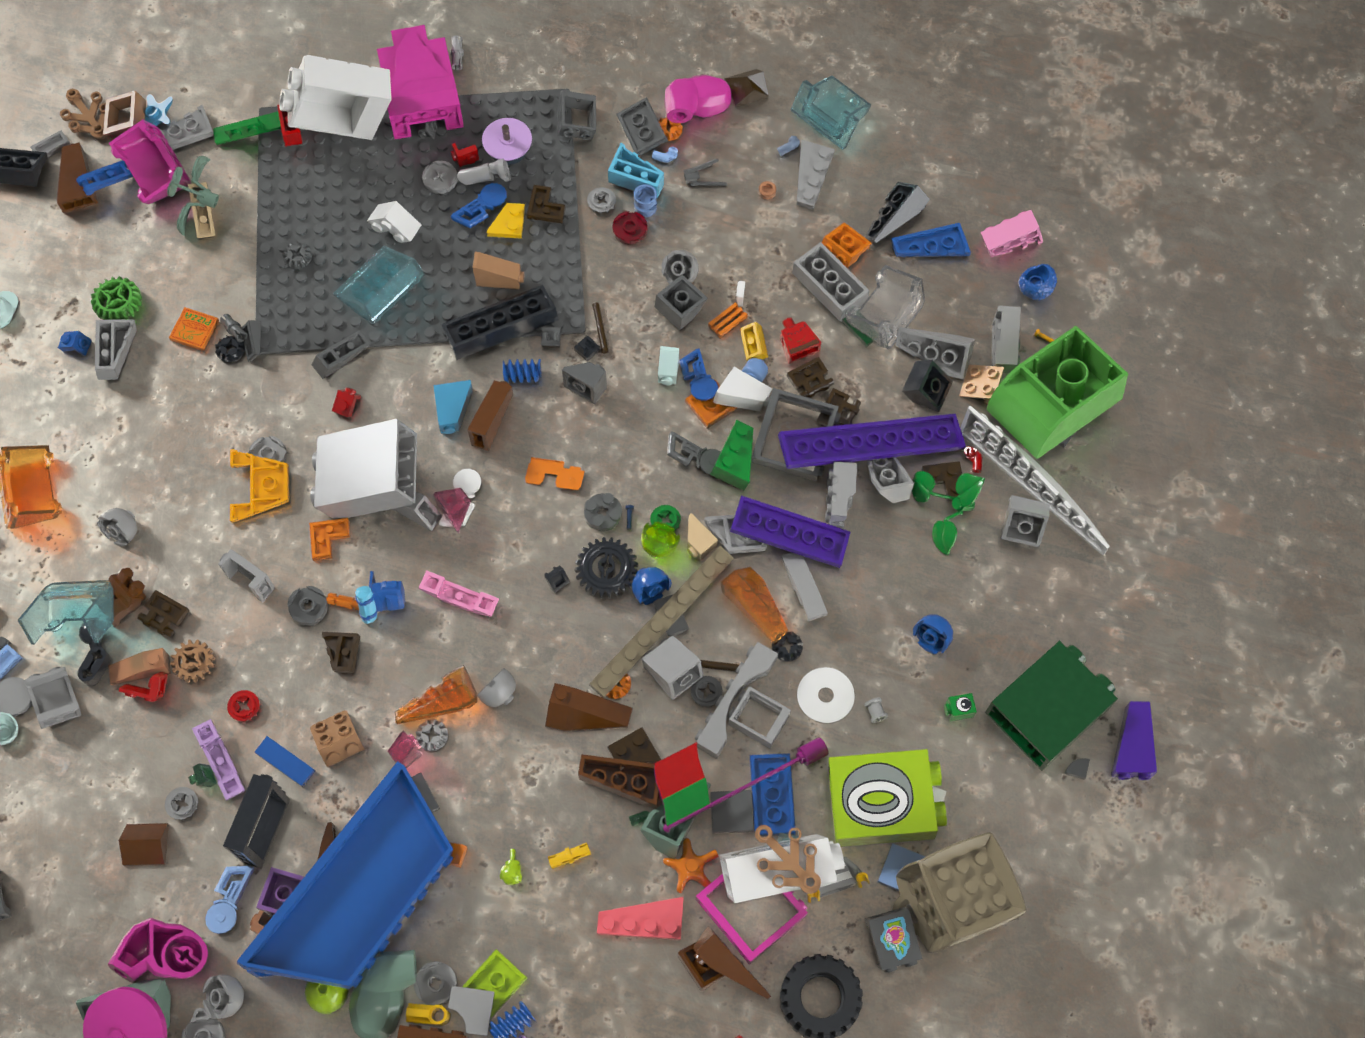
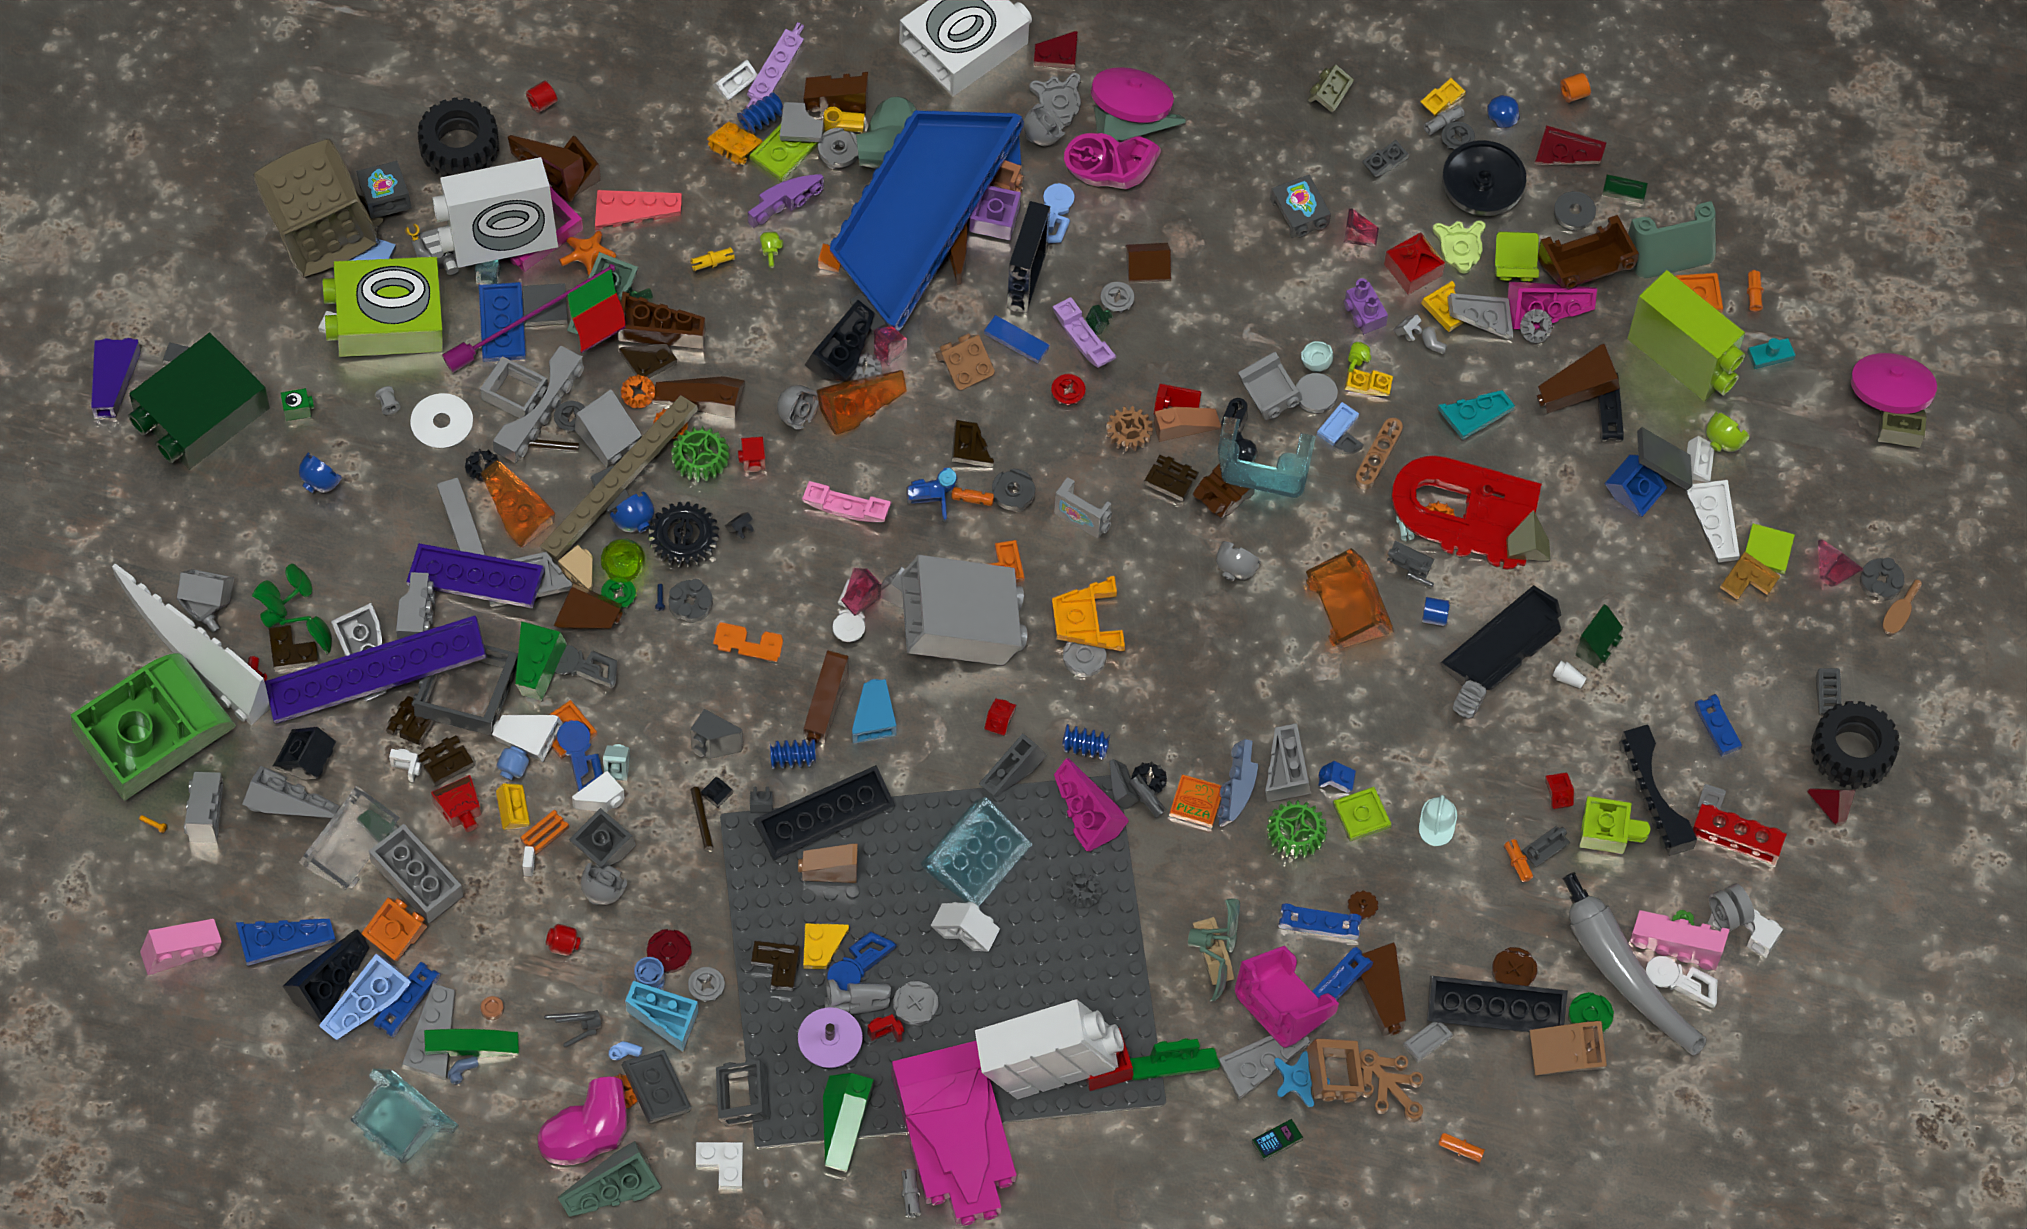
camera: 175 degrees right, 5 degrees down
(43, 69) = (1461, 1147): none -> orange axle
(61, 315) = (1362, 814): none -> lime tile
(77, 246) = (1363, 904): none -> reddish brown piece
(113, 232) = (1320, 922): none -> blue plate
(155, 331) = (1238, 790): none -> sand blue slope
(180, 80) = (1277, 1139): none -> tile
(276, 374) = (1085, 742): none -> blue piece
(279, 310) = (1092, 811): none -> dark pink wedge
(452, 748) = (841, 348): none -> black wedge
(486, 928) = (789, 193): none -> medium lavender slope
(500, 96) = (843, 1115): none -> green wedge
(541, 645) = (752, 454): none -> red brick
(541, 994) = (734, 142): none -> light orange hinge
(575, 638) = (707, 462): none -> bright green gear
(592, 82) = (727, 1157): none -> white plate
(645, 722) = (639, 400): none -> orange gear
(663, 70) = (617, 1179): none -> sand green wedge
(684, 340) = (600, 793): none -> white slope
(692, 496) = (587, 610): none -> reddish brown slope
(712, 232) = (562, 940): none -> red head
(748, 87) = (516, 1156): dark brown slope -> none
(781, 159) = (473, 1042): none -> green slope
(790, 861) = (469, 170): medium nougat plant -> none
(832, 196) = (408, 1001): none -> blue plate
(843, 377) = (406, 760): none -> white bracket
(859, 199) = (369, 994): none -> light blue wedge
(981, 381) = (237, 759): light nougat hinge -> none
(1038, 281) = (156, 879): blue hair -> none

